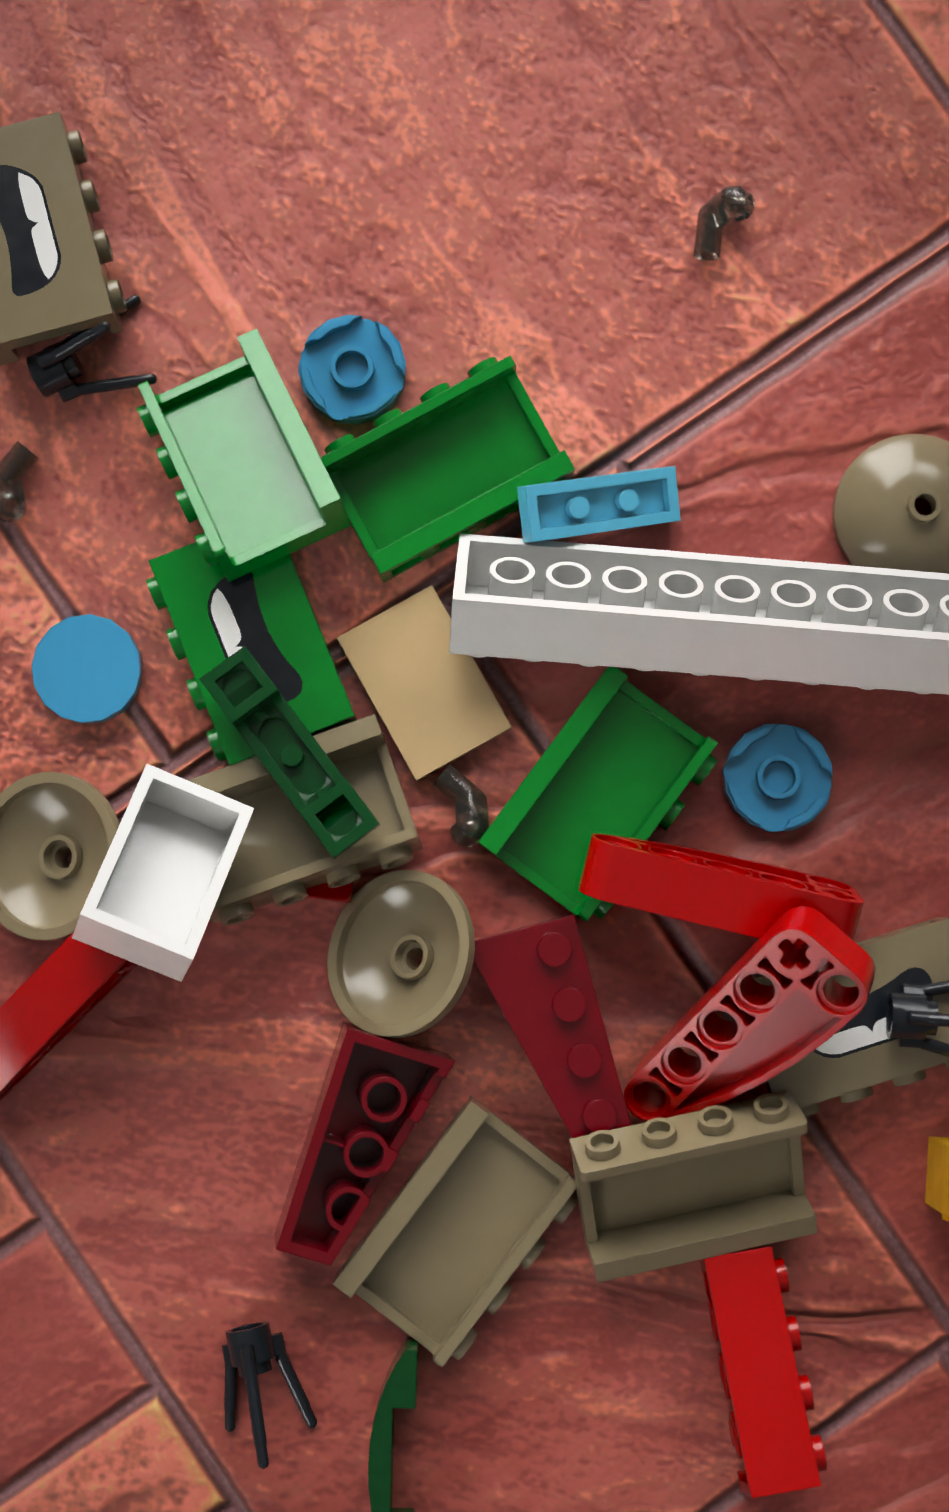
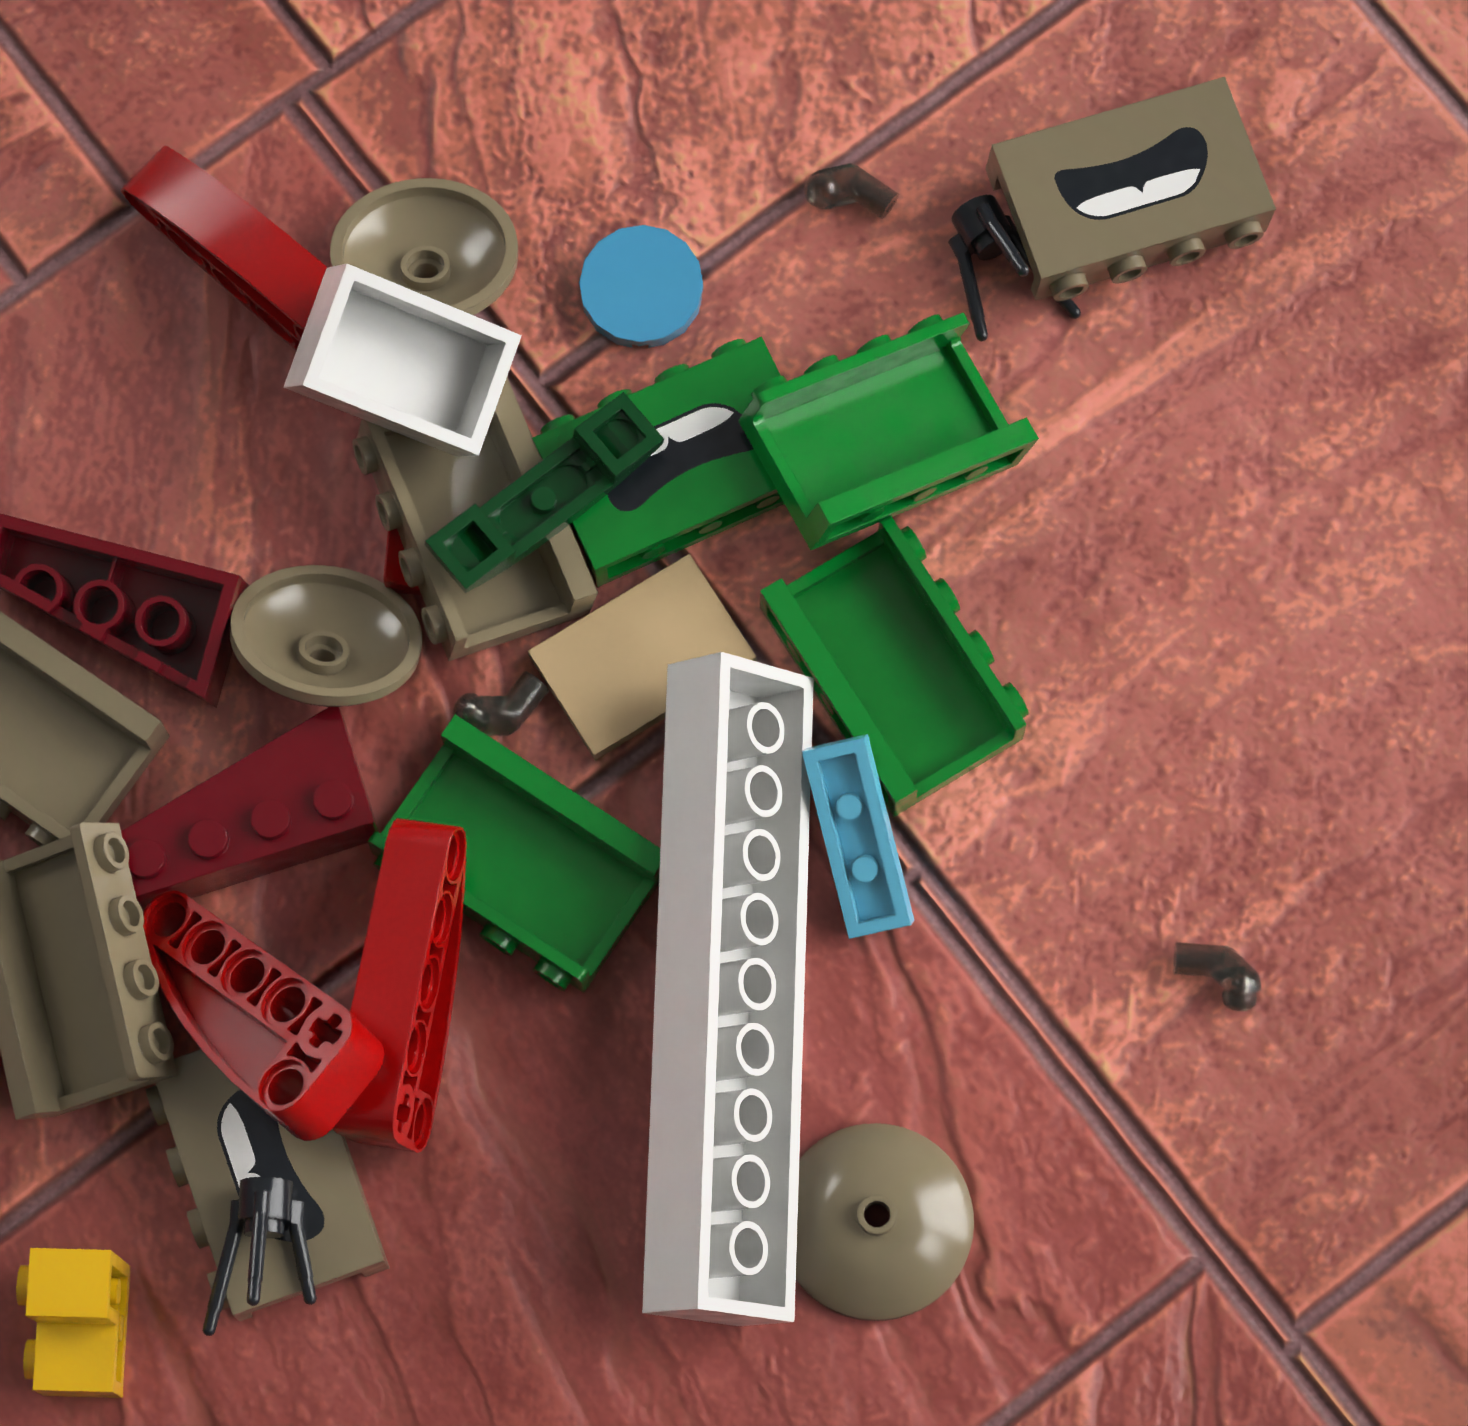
camera: 90 degrees right, 10 degrees down
(352, 369) = (1008, 557): dark azure tile -> none
(777, 777) = (548, 1068): dark azure tile -> none

